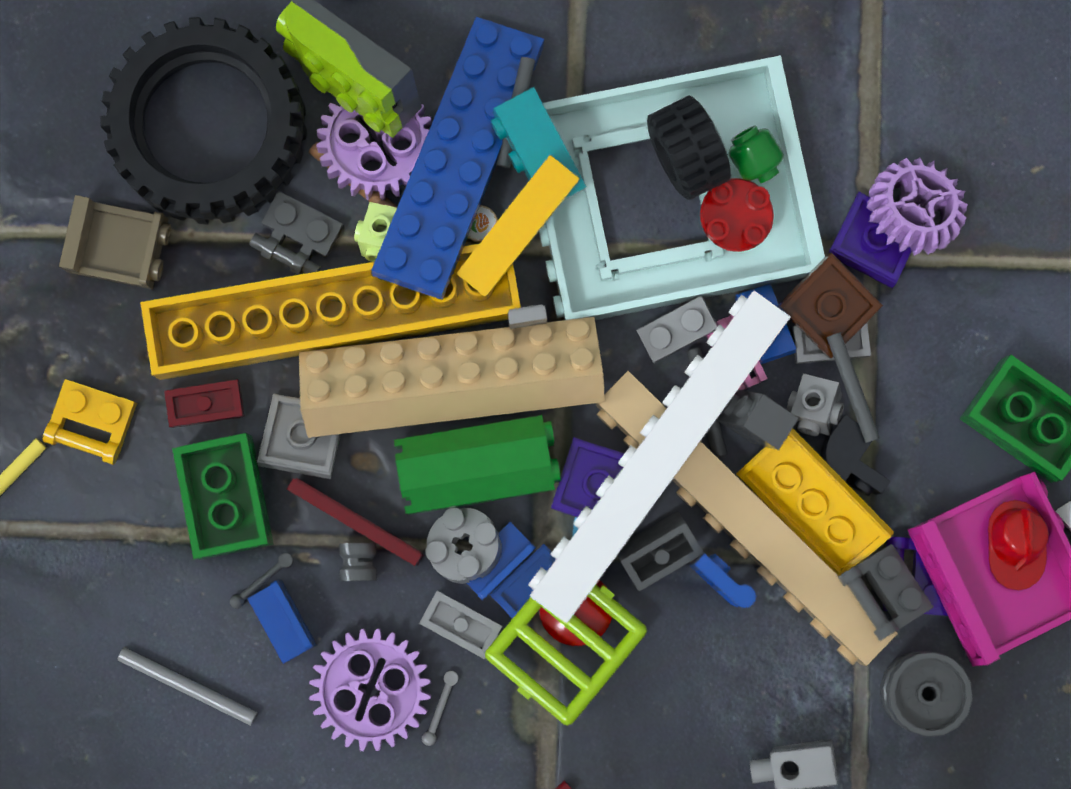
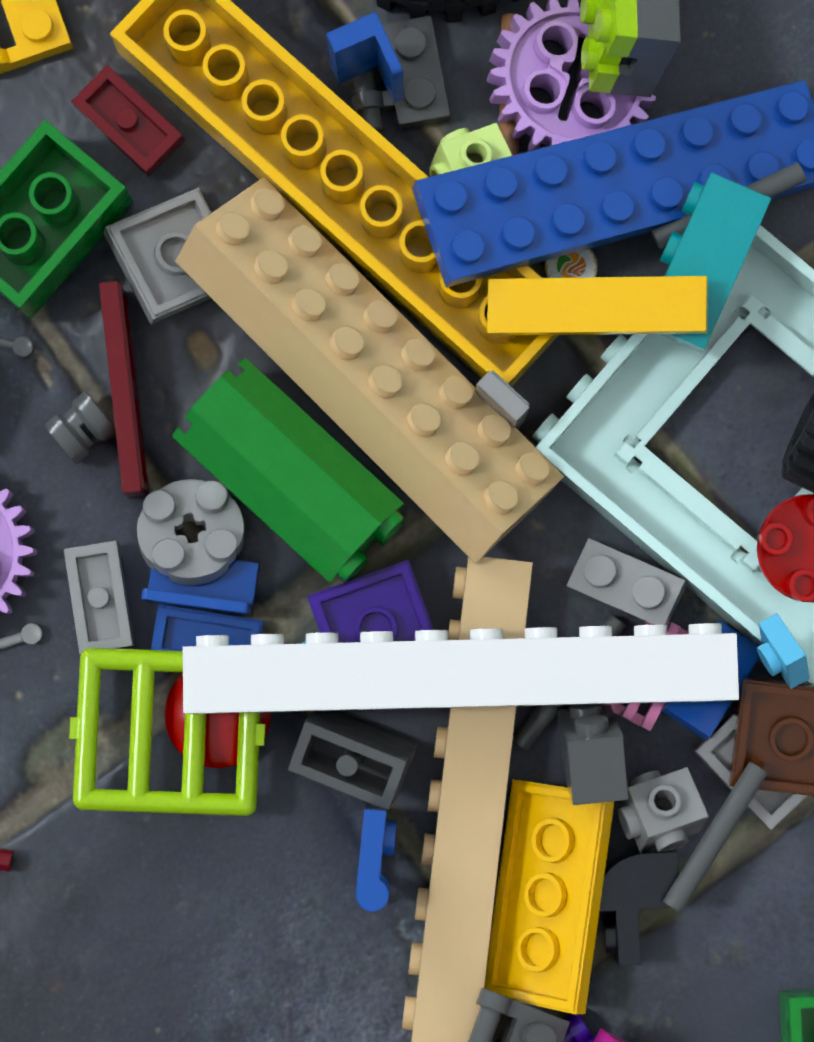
camera: 55 degrees right, 0 degrees up
(272, 239) = (361, 48): none -> blue panel
(782, 274) = (782, 652): none -> medium azure plate

